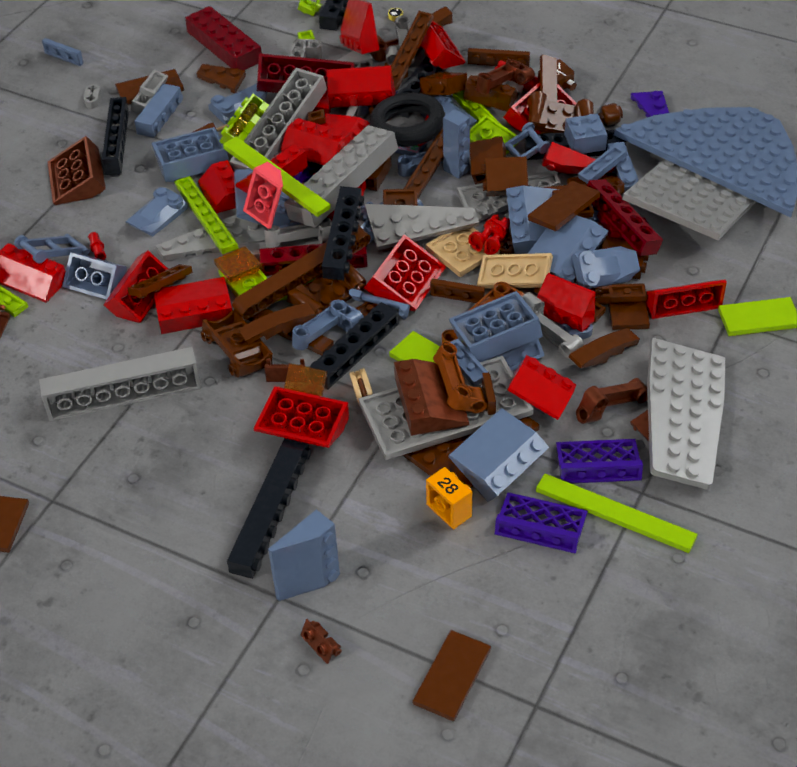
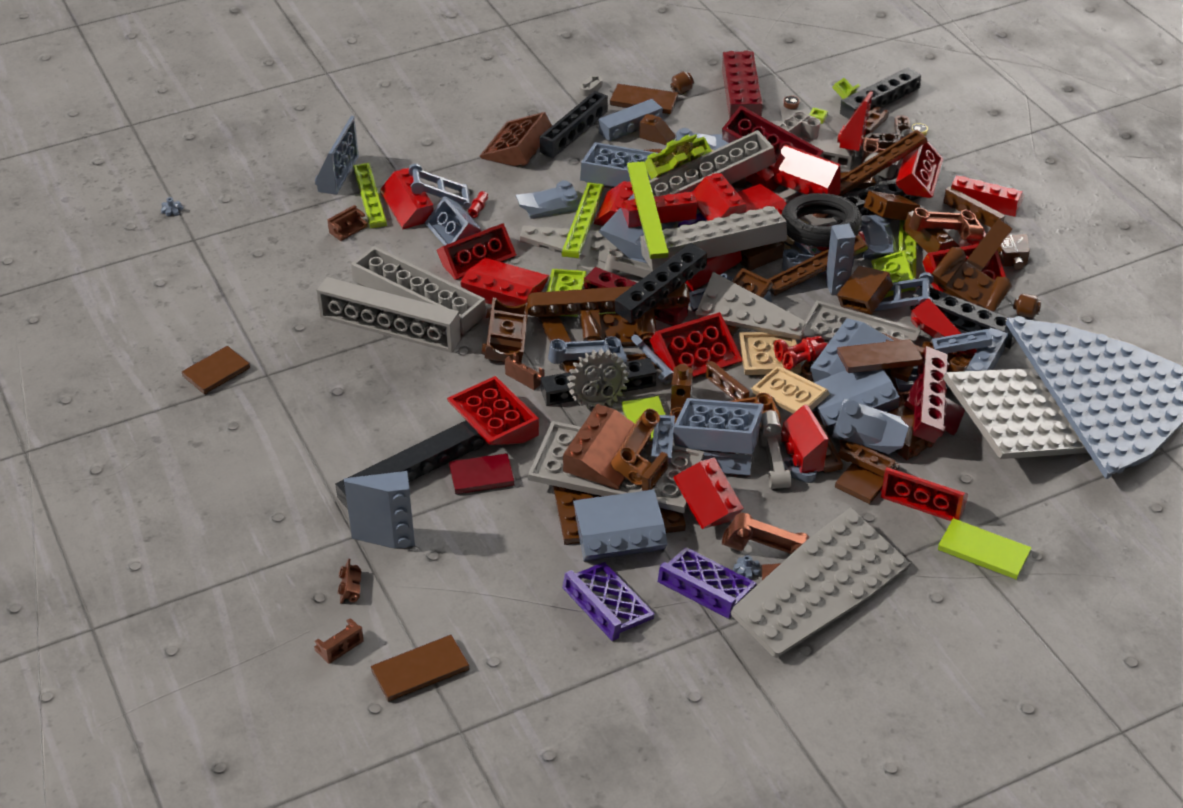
camera: 35 degrees right, 5 degrees down
(62, 52) = (600, 39): sand blue tile -> none
(95, 347) = (396, 276): none -> light grey brick
(148, 90) = (635, 97): light grey slope -> none
(160, 280) = (499, 253): reddish brown plate -> none
(171, 58) = (682, 82): none -> reddish brown head
(189, 109) = (655, 130): none -> reddish brown slope
(223, 76) = (711, 115): reddish brown wing -> none
(238, 264) = (566, 270): clear orange tile -> none
(264, 194) = (622, 218): coral slope -> none
(274, 36) = (791, 102): none -> tile
(277, 321) = (547, 328): reddish brown slope -> none
(305, 379) = (526, 386): clear orange tile -> none
(317, 117) = (744, 182): reddish brown plate -> none
(334, 478) = (481, 473): none -> dark red tile
(360, 383) = (567, 411): tan head -> none
(364, 341) = (598, 378): none -> light grey gear
(364, 696) = (341, 642): none -> copper hinge
(385, 22) = (889, 139): none -> reddish brown beam
(429, 314) = (681, 379): none -> reddish brown torso
(443, 16) = (954, 150): reddish brown slope -> none
(449, 497) = (547, 535): light orange brick -> none
(503, 174) = (860, 305): reddish brown brick -> none
(512, 40) = (992, 195): none -> red slope
(585, 133) = (973, 308): sand blue brick -> none
(603, 347) = (801, 495): reddish brown slope -> none
(615, 430) = (747, 566): none -> sand blue plant
(617, 513) = (678, 631): lime tile -> none
(651, 102) = (1084, 315): dark purple wing -> none

